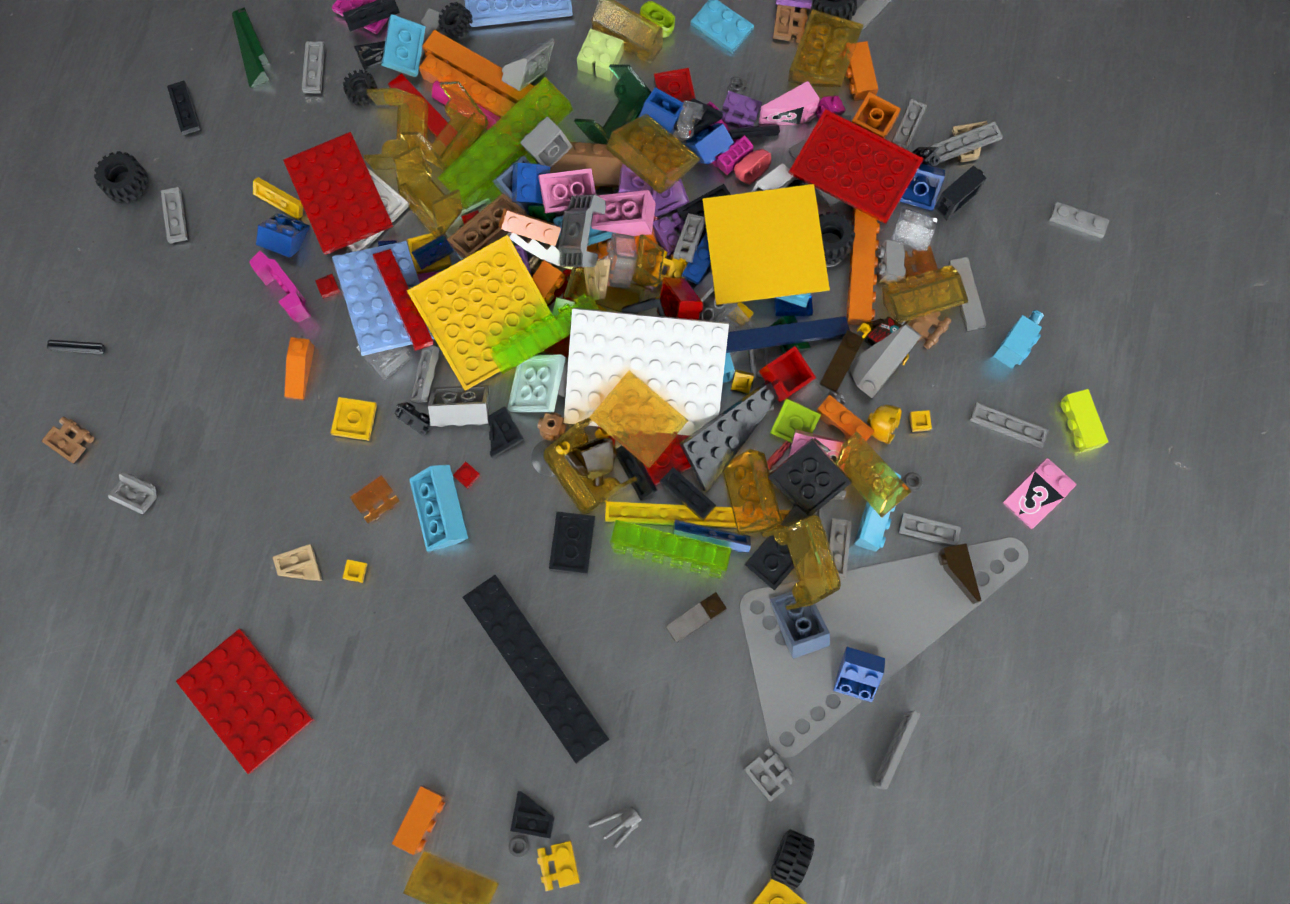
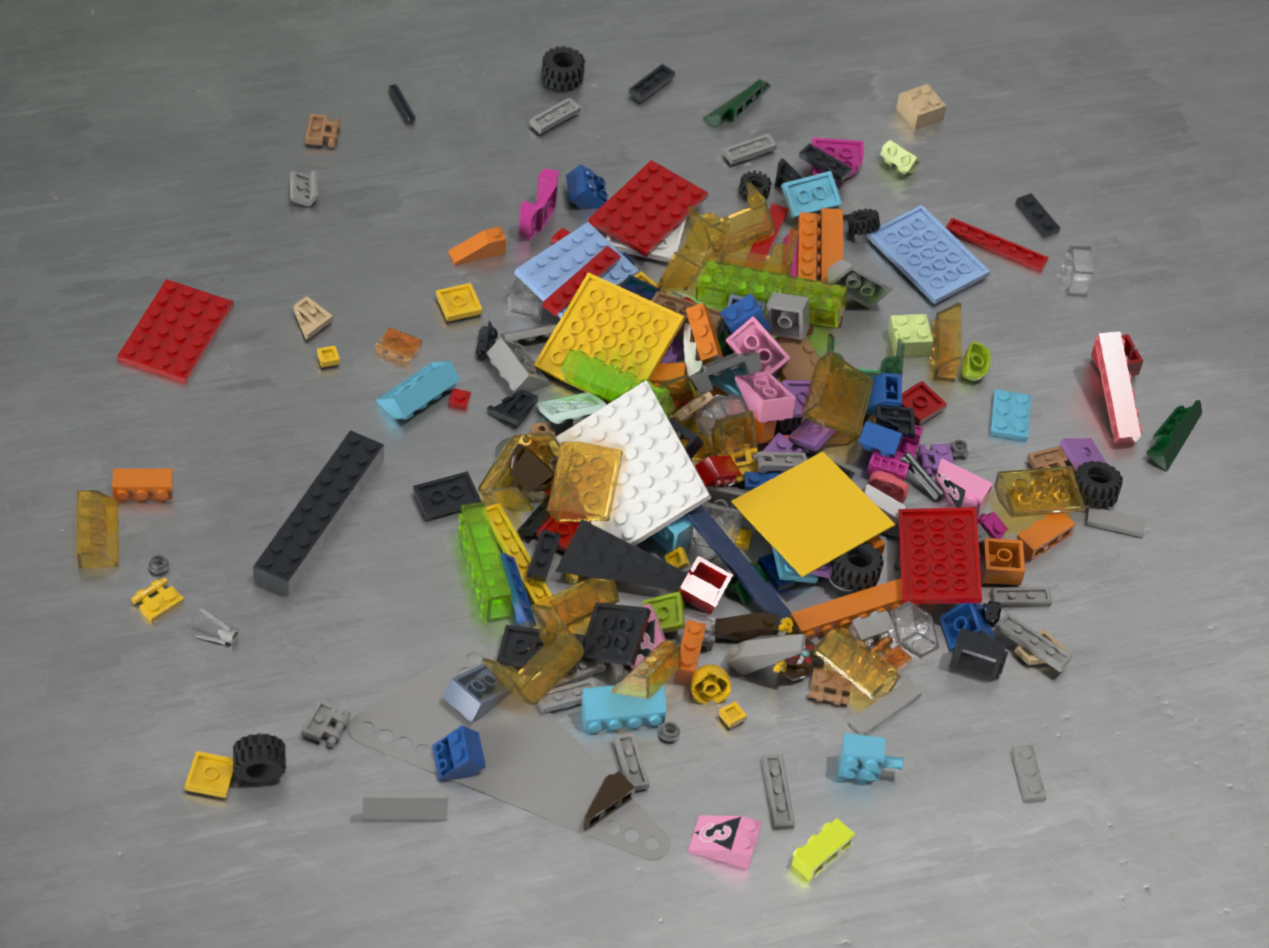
camera: 55 degrees right, 25 degrees down
(277, 198) = (616, 172): yellow plate -> none
(531, 818) = (188, 562): black wing -> none
(687, 118) = (887, 407): clear leg -> none
(696, 617) = (438, 612): slope -> none

